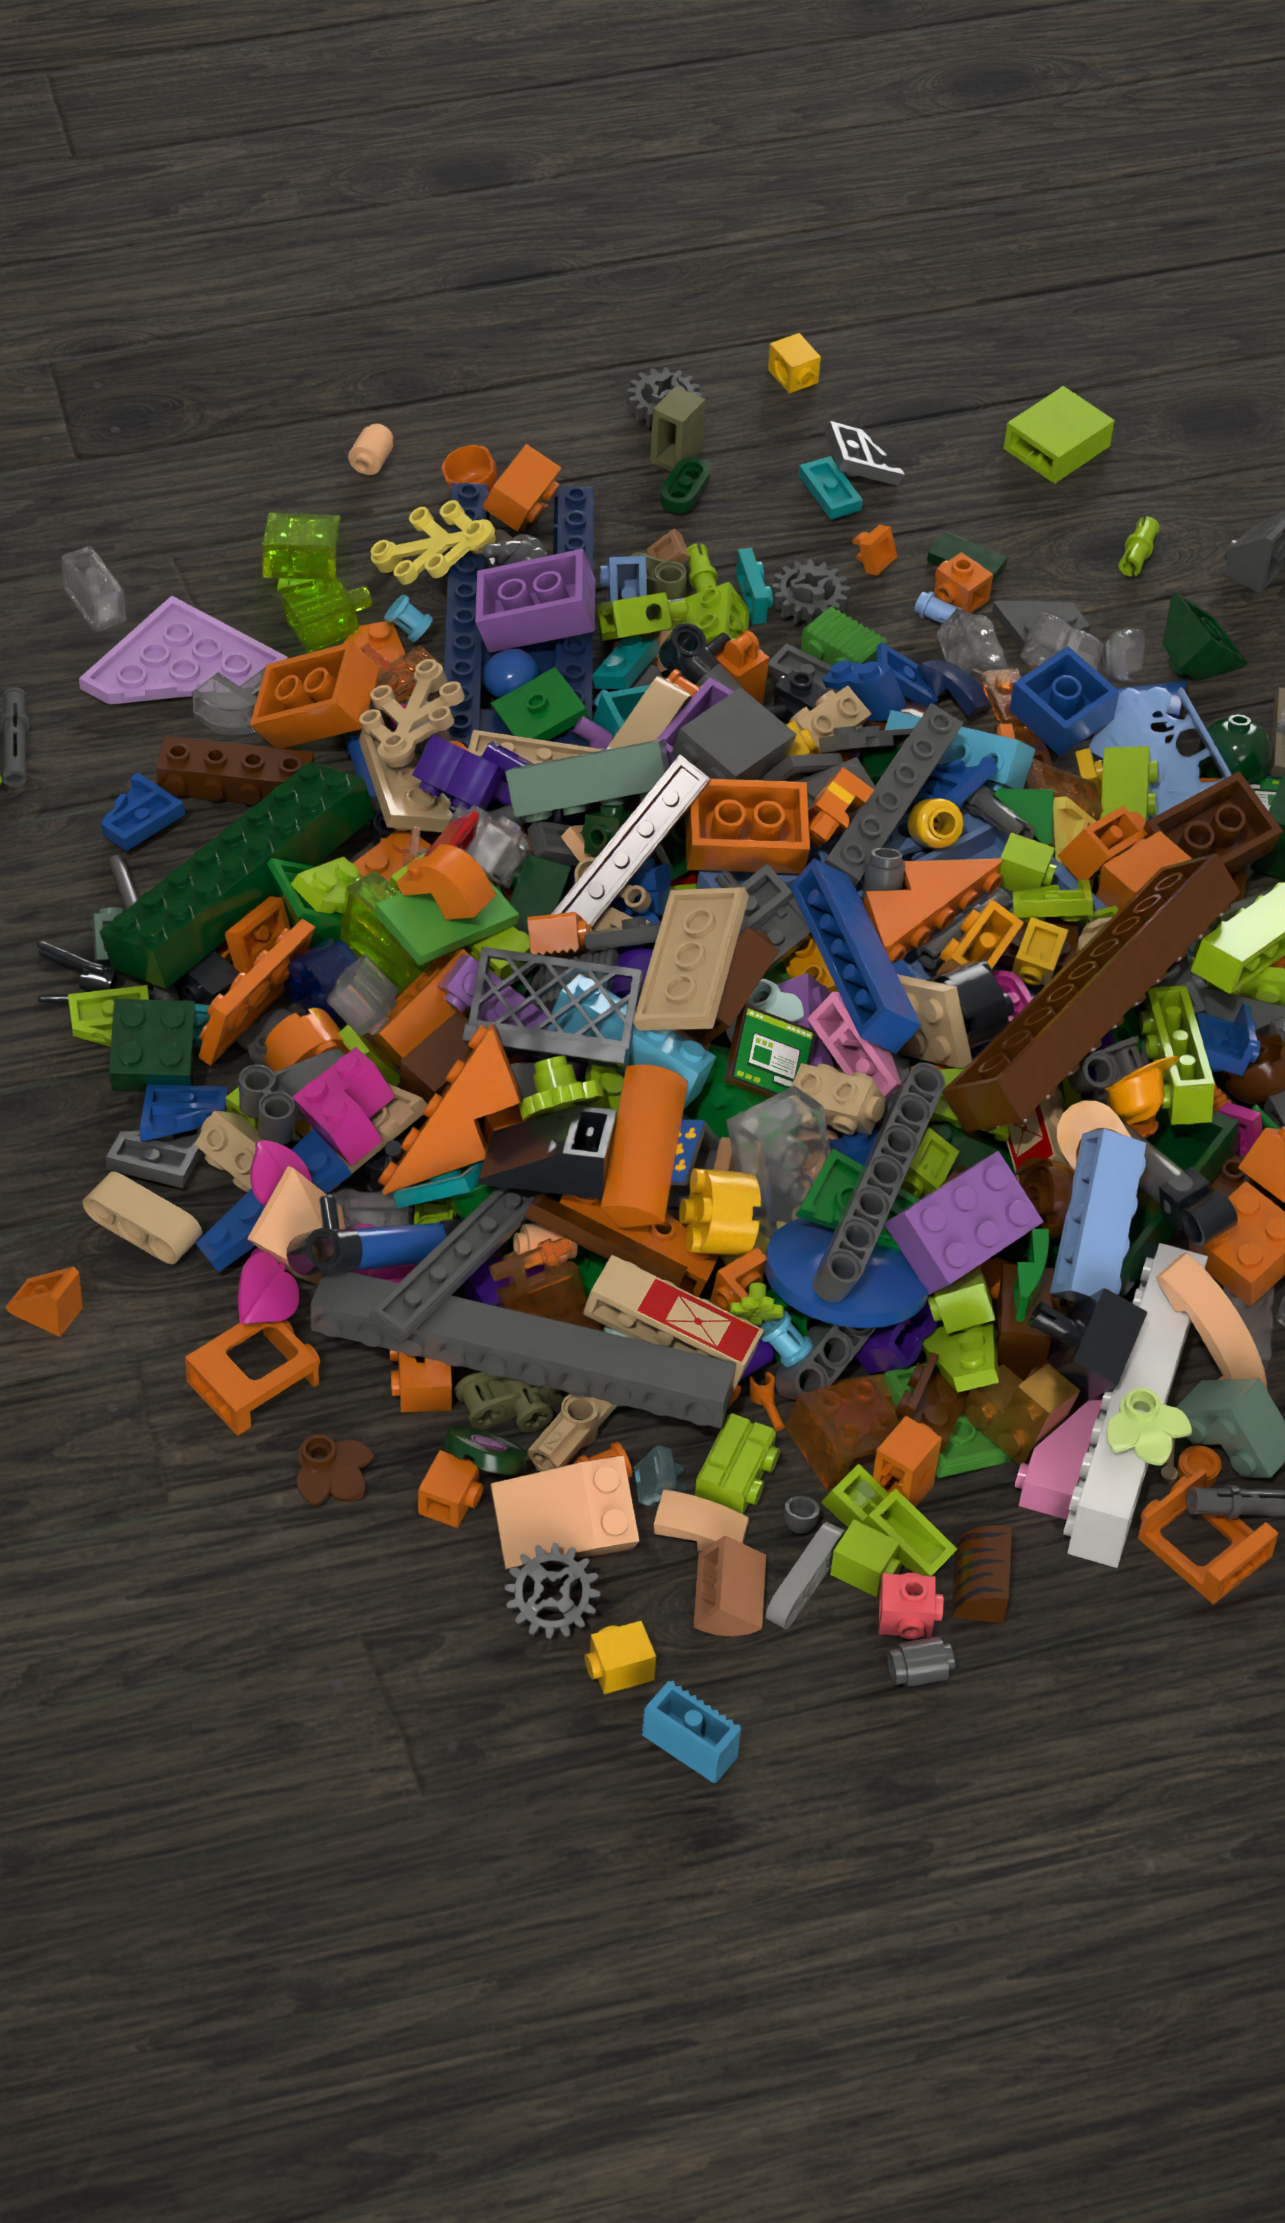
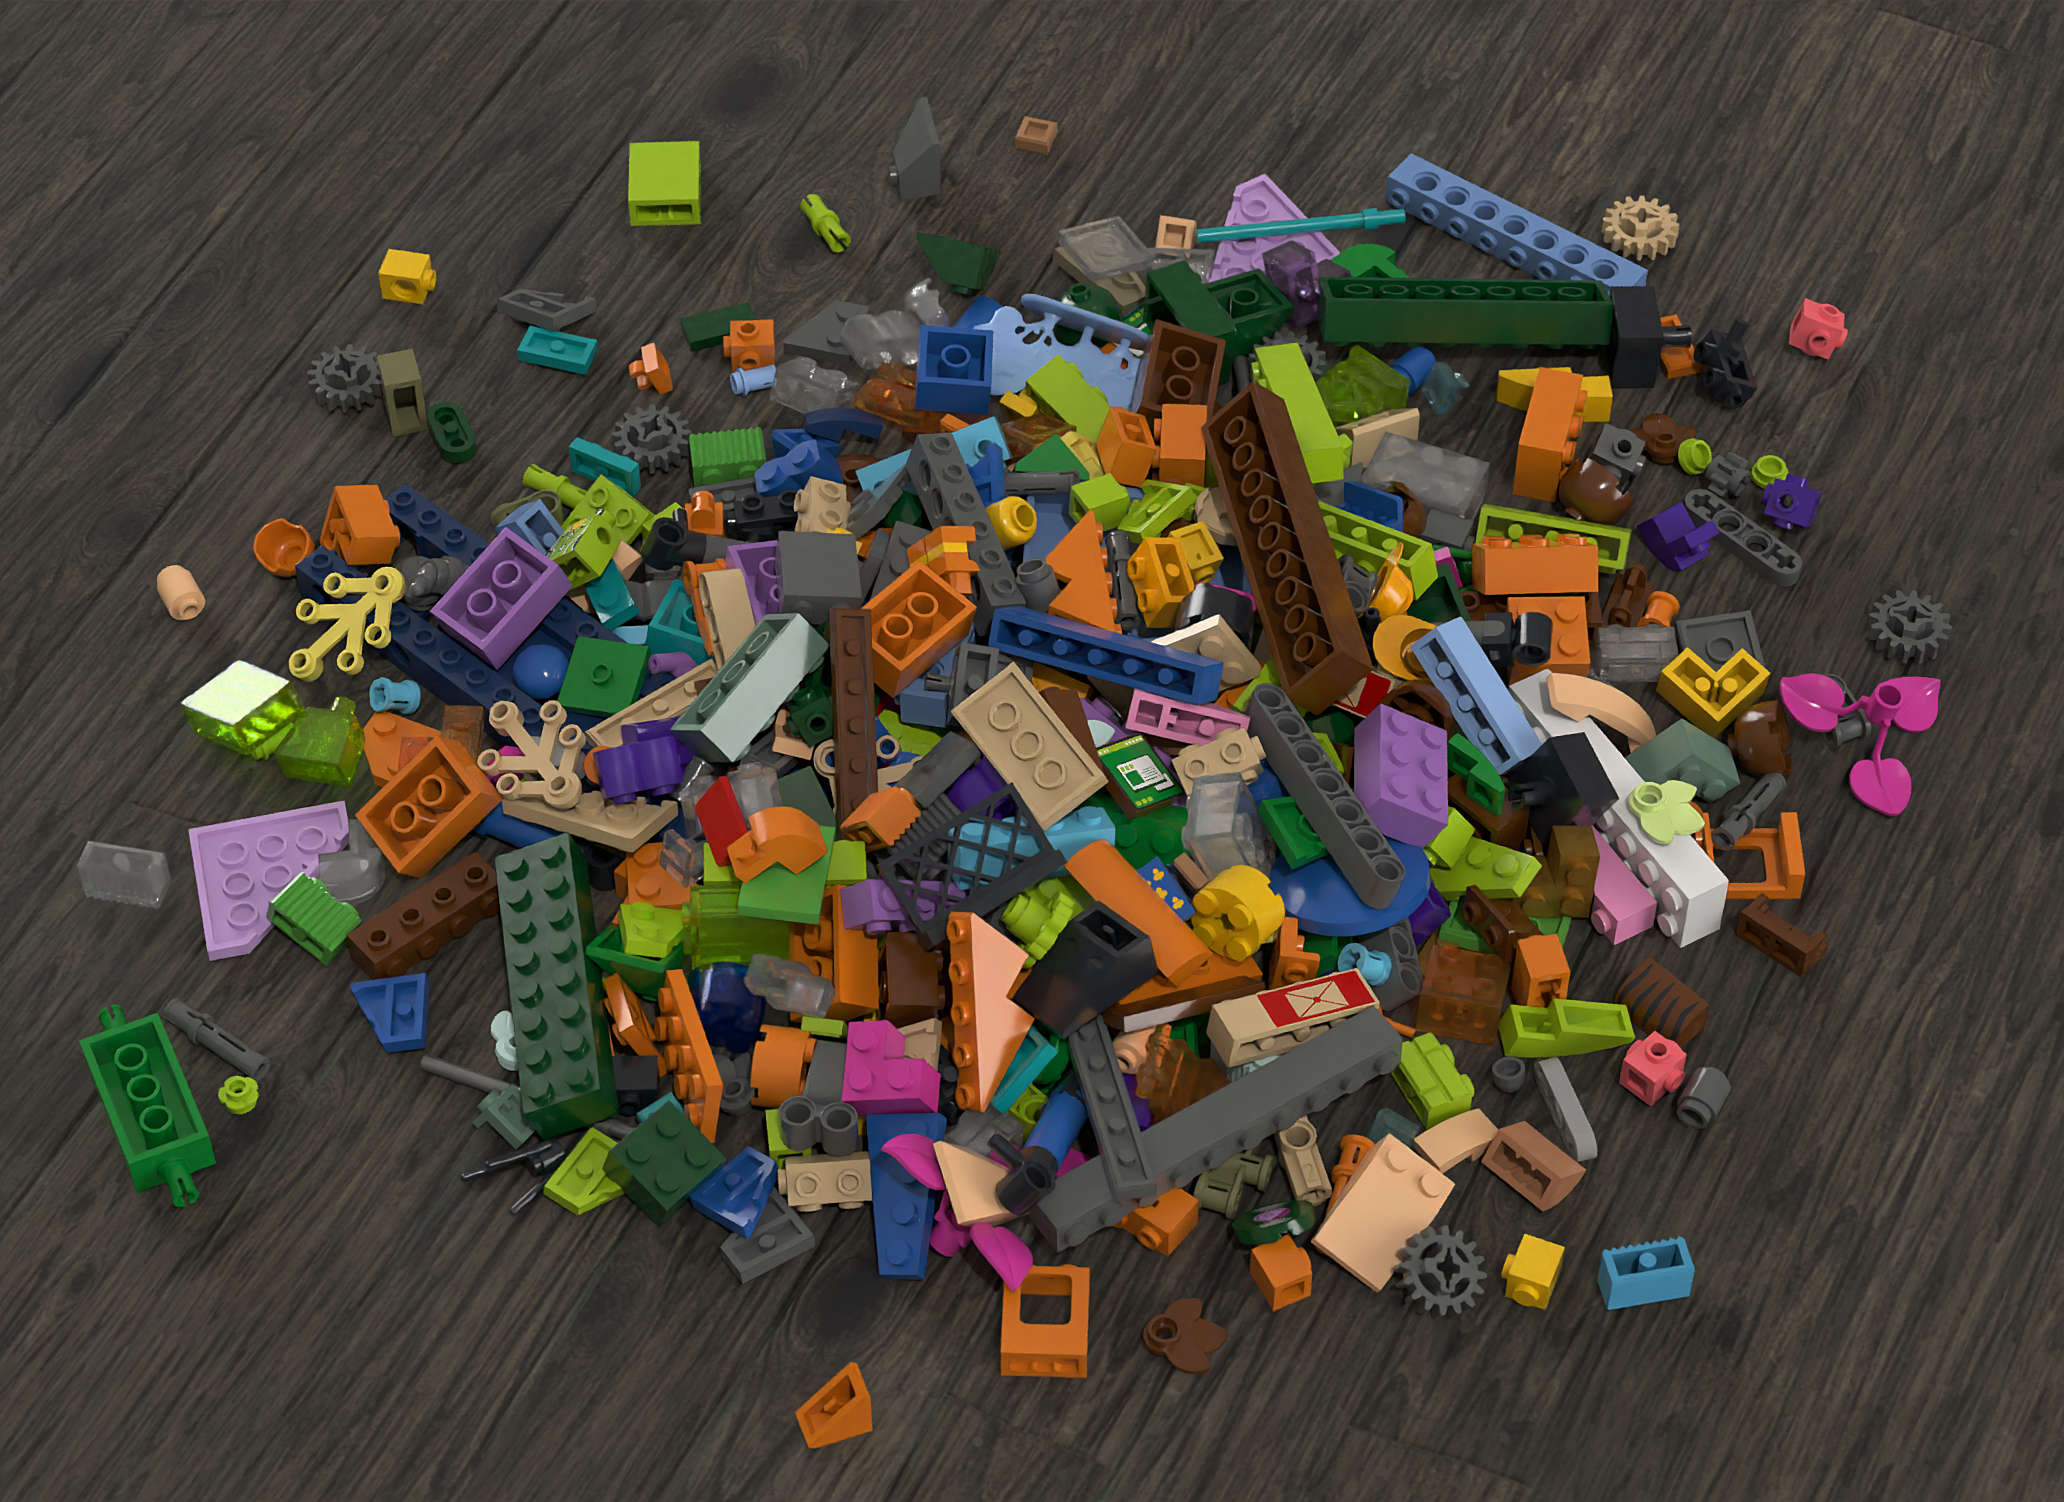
camera: 45 degrees left, 0 degrees up
(142, 1217) = (820, 1292): tan beam -> none
(164, 707) = (313, 917): none -> bright green brick
(670, 548) = (509, 488): medium nougat tile -> none
(757, 1306) = (1332, 955): lime plant -> none
(864, 1557) = (1588, 1062): lime brick -> none
(1151, 1611) = (1779, 938): none -> reddish brown hinge

